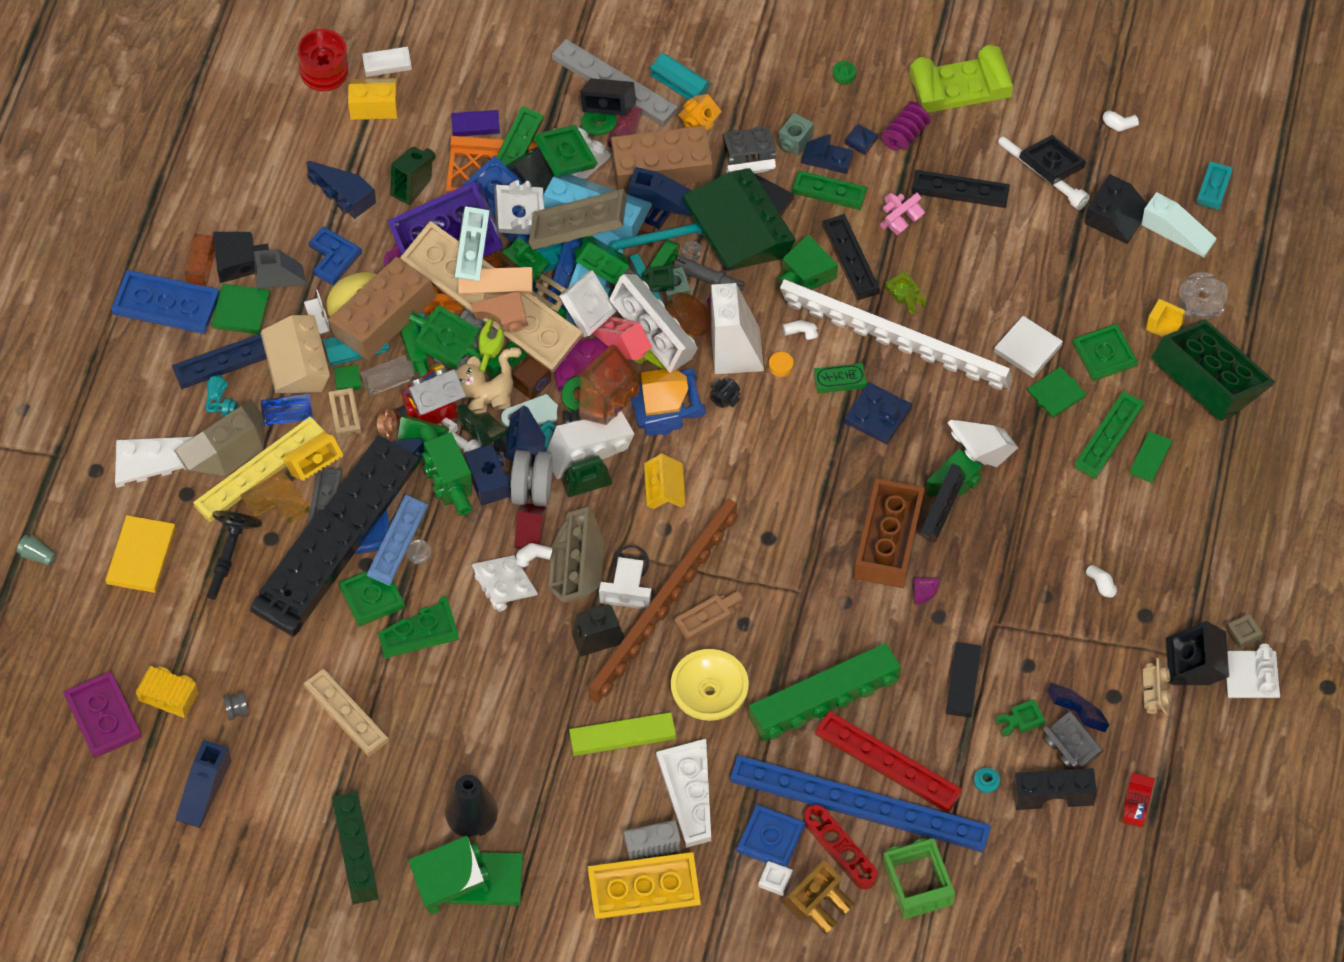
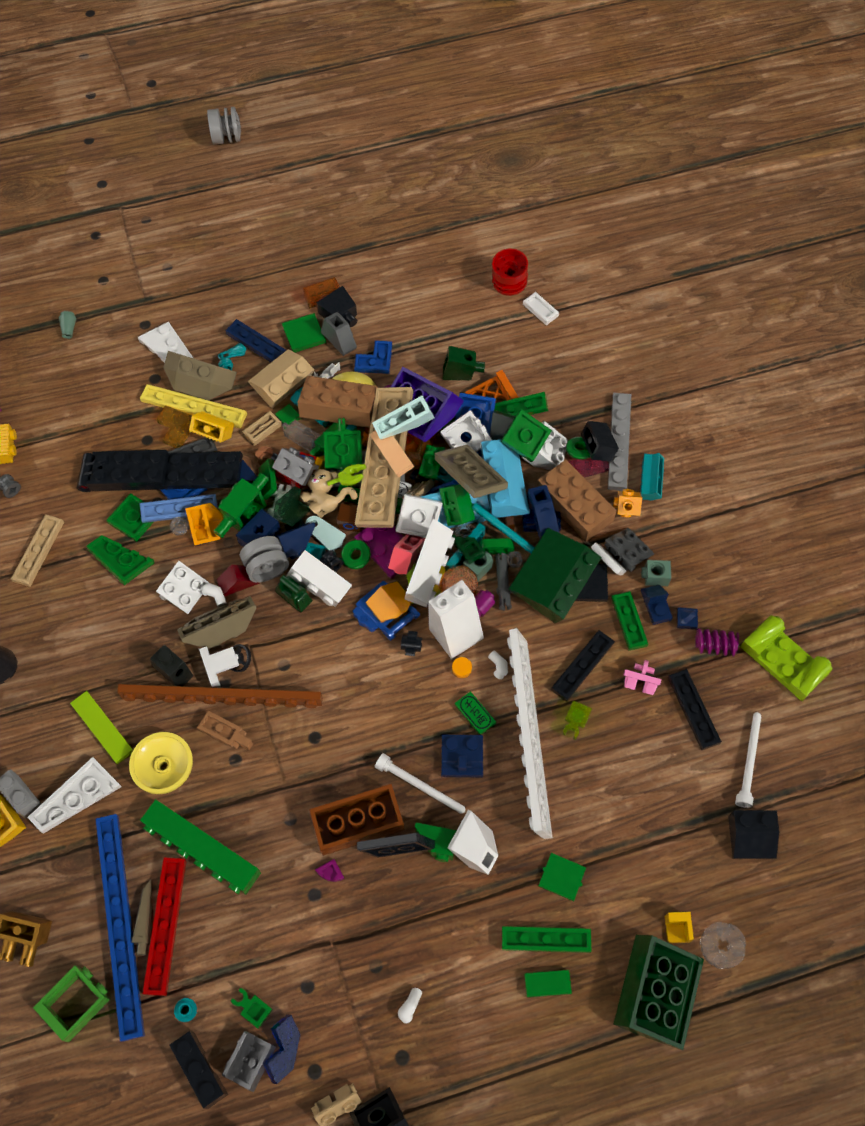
camera: 60 degrees right, 5 degrees up
(140, 554) = (96, 378): yellow tile -> none
(165, 301) = (282, 292): blue plate -> none
(235, 524) = (138, 415): black dish -> none
(287, 412) = (253, 406): clear blue tile -> none
(345, 188) = (425, 340): dark blue slope -> none
(373, 98) = (506, 314): yellow slope -> none
(436, 524) = (203, 521): none -> light orange slope
(475, 123) = (528, 379): dark purple tile -> none
(504, 309) = (372, 469): nougat arch -> none
(607, 387) = (358, 564): clear orange slope -> none
(664, 482) = (318, 645): yellow panel -> none
(770, 836) = (65, 874): blue tile -> none
(775, 878) = (32, 895): white tile -> none
(808, 265) = (551, 639): green torso -> none
(842, 484) = (384, 763): none -> white piece
(842, 845) = (74, 927): red beam -> none
(844, 72) = (734, 576): green tile -> none
(887, 788) = (143, 924): none -> dark tan bar
(963, 680) = (266, 943): black tile -> none
(1028, 346) = (588, 833): white tile -> none
(1052, 159) = (764, 761): black tile -> none
(1104, 352) = (621, 895): green tile -> none
(1118, 122) = (835, 792): white arm -> none
(1177, 225) = (773, 890): light aqua slope -> none
(1214, 185) = (832, 899): teal plate -> none

